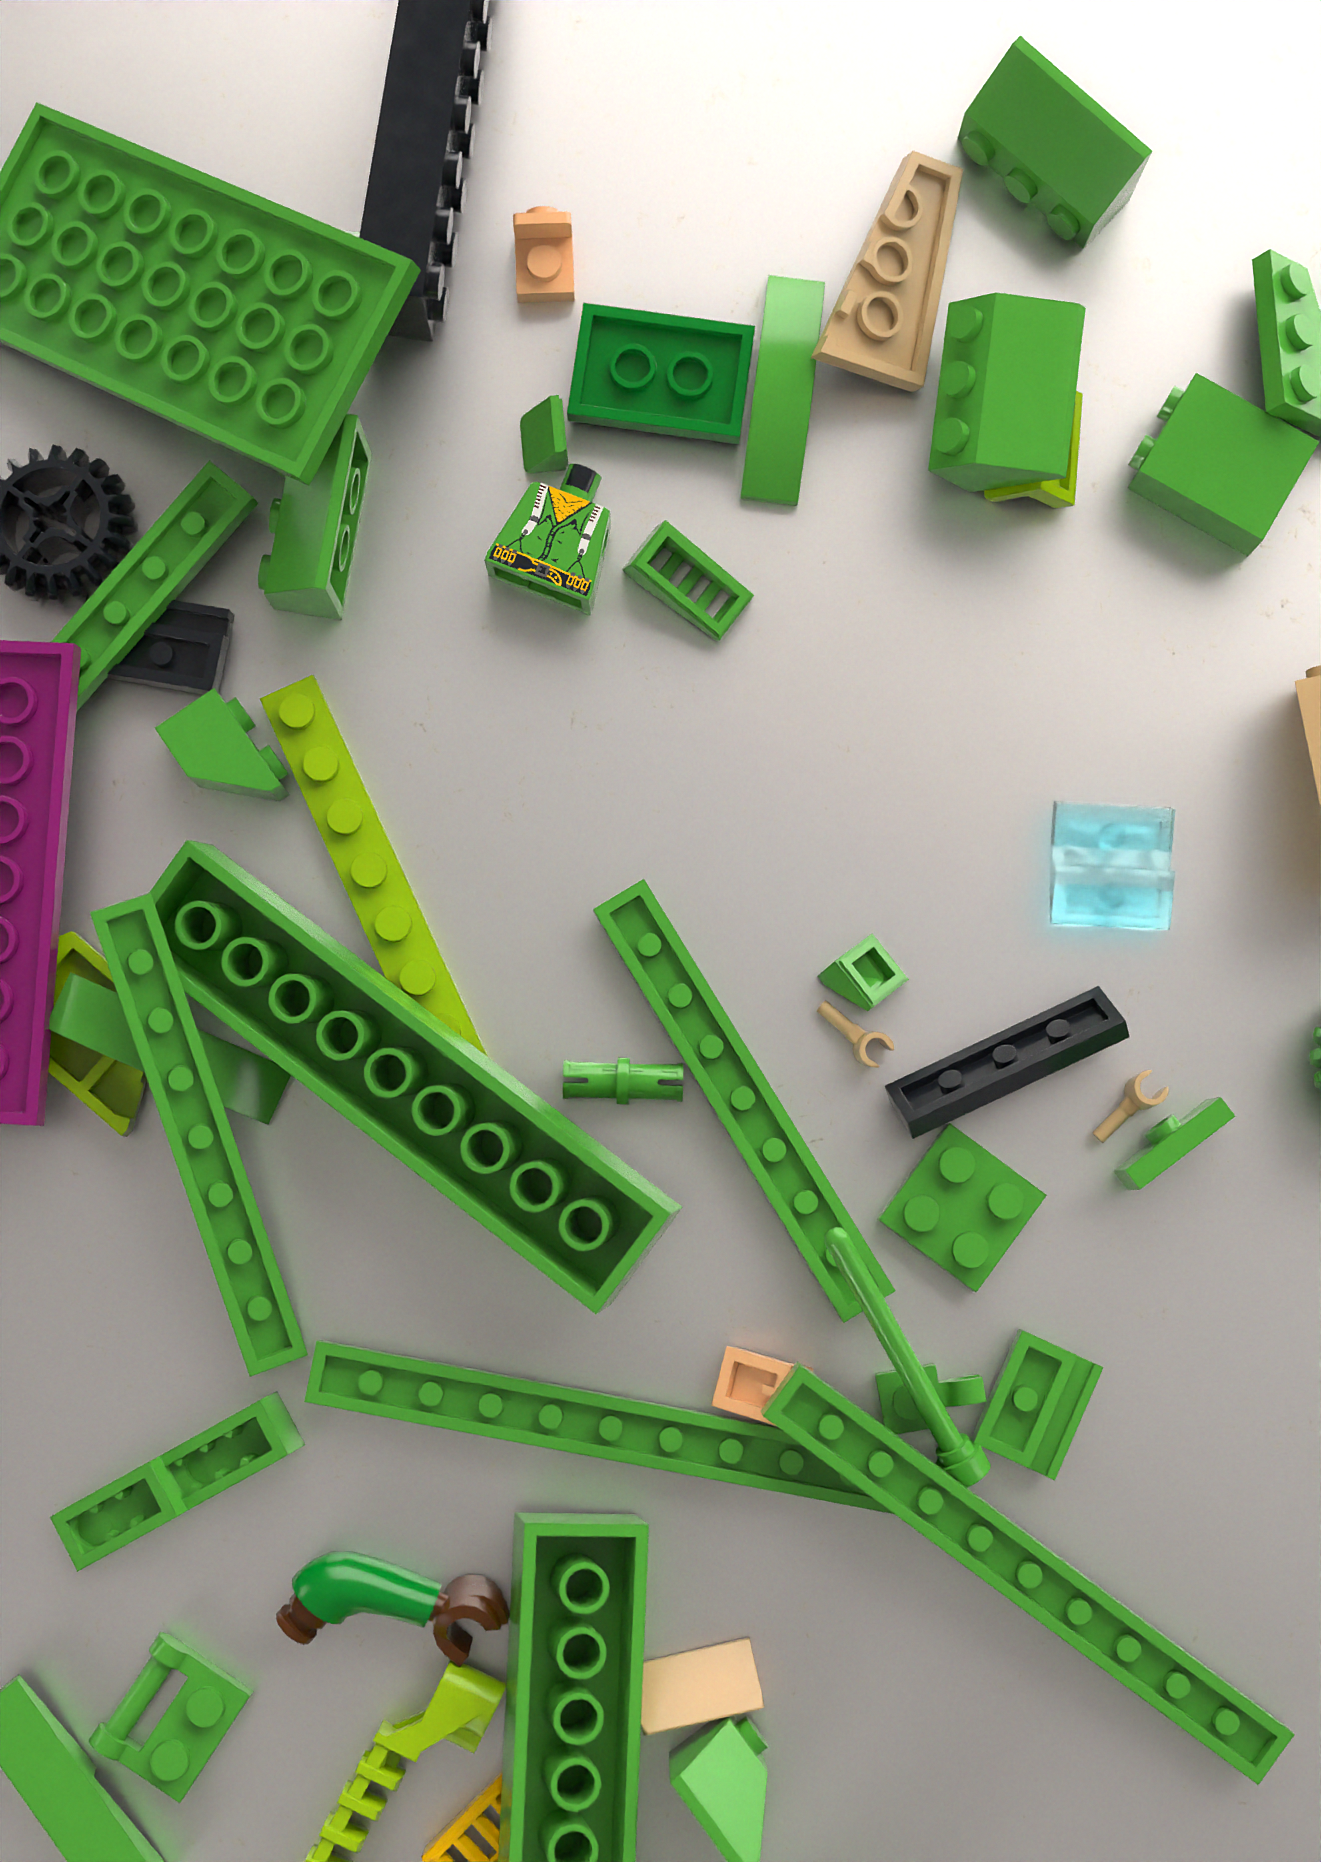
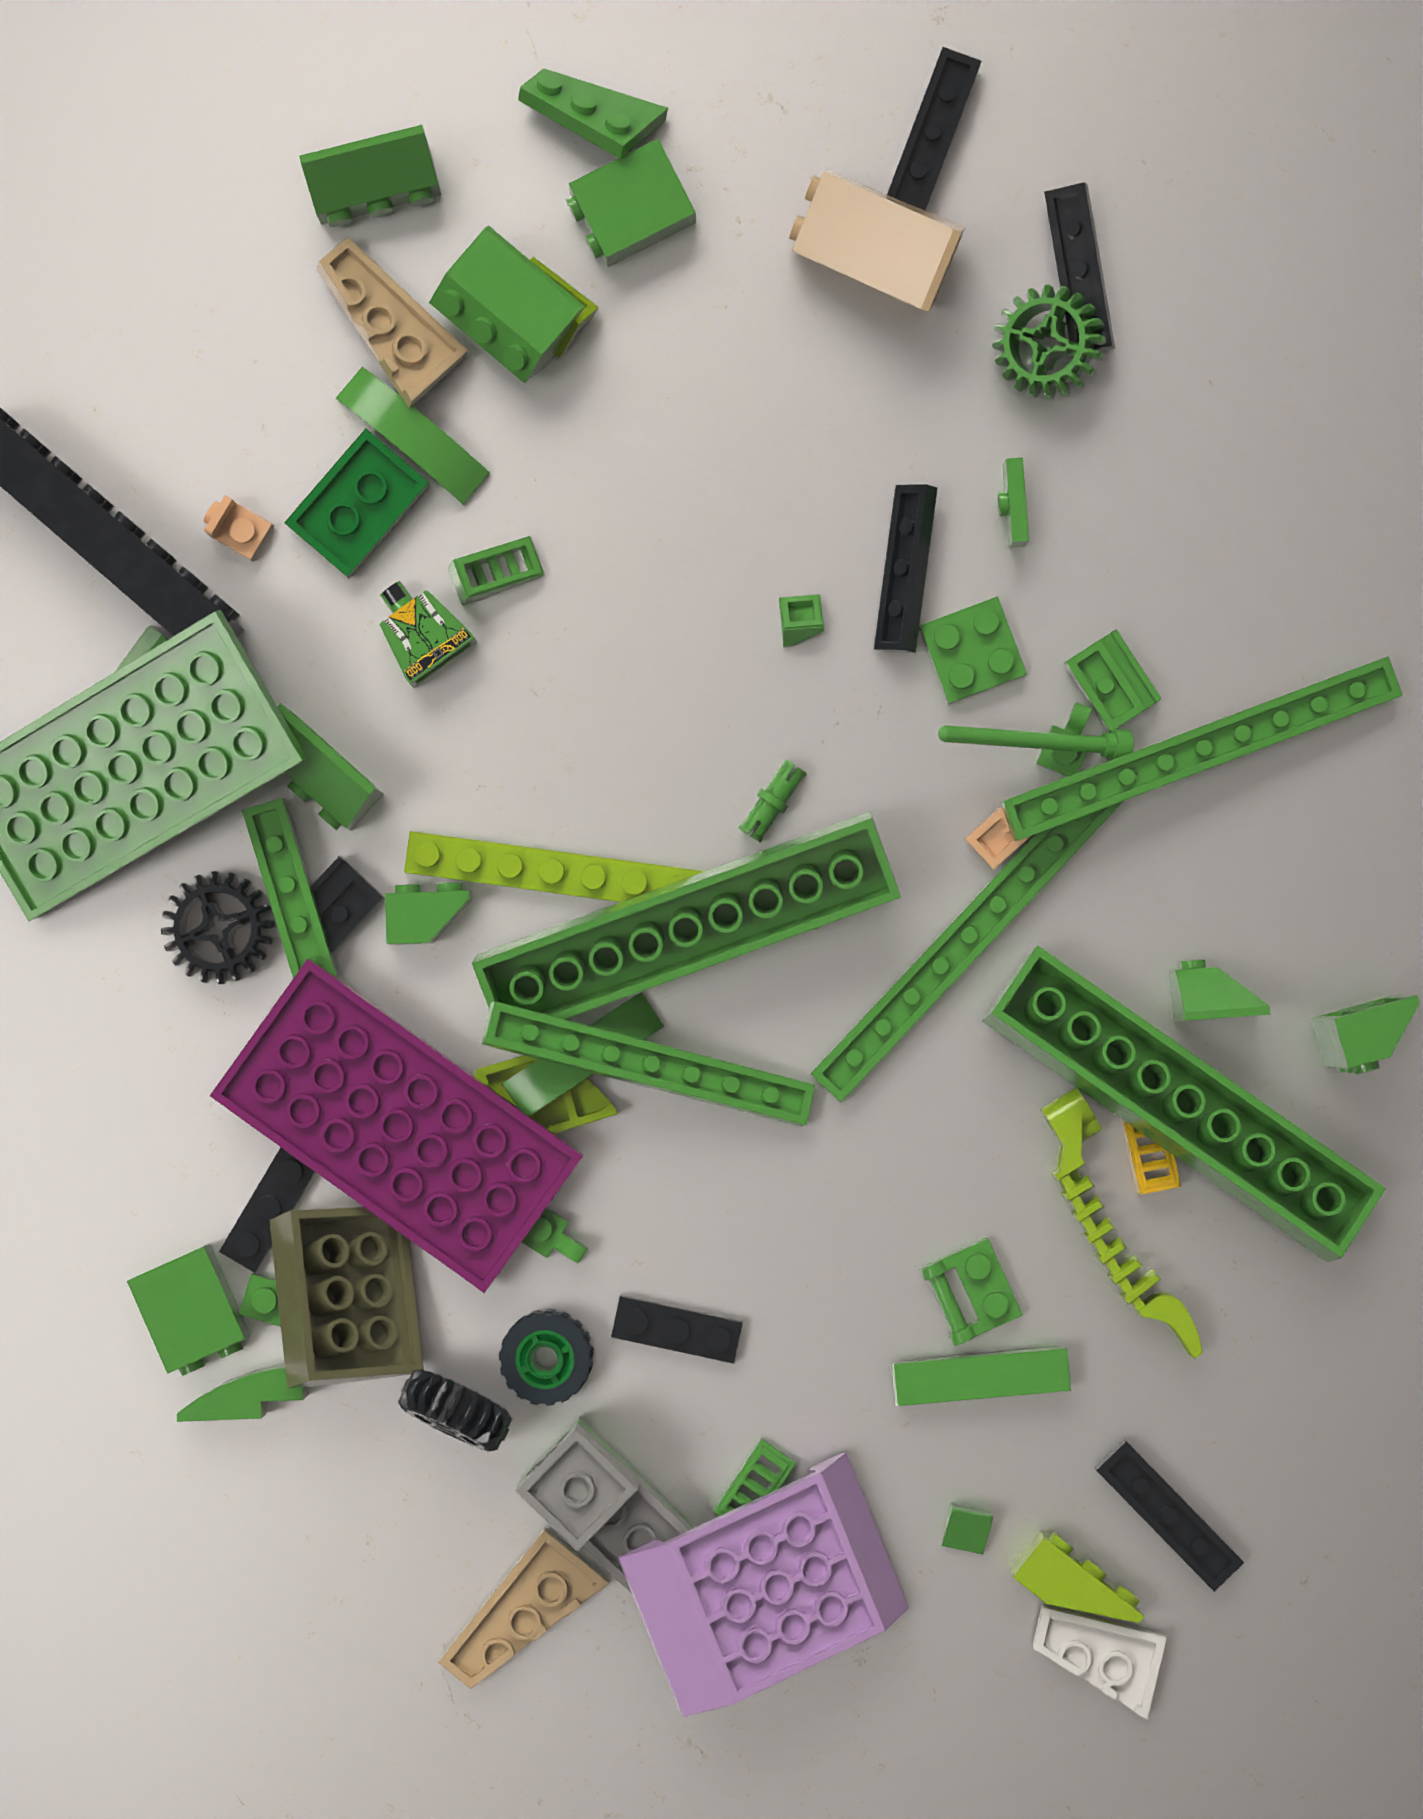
camera: 55 degrees left, 5 degrees up
(177, 1481) = (839, 1206): bright green slope -> none
(356, 1583) = (962, 1139): piece -> none
(544, 437) = (351, 599): bright green slope -> none
(699, 1686) = (1147, 976): tan slope -> none
(735, 1088) = (818, 737): bright green plate -> none
(854, 1033) = (831, 647): tan hand -> none
(1111, 865) = (829, 429): clear light blue slope -> none
(1133, 1102) = (977, 513): tan hand -> none

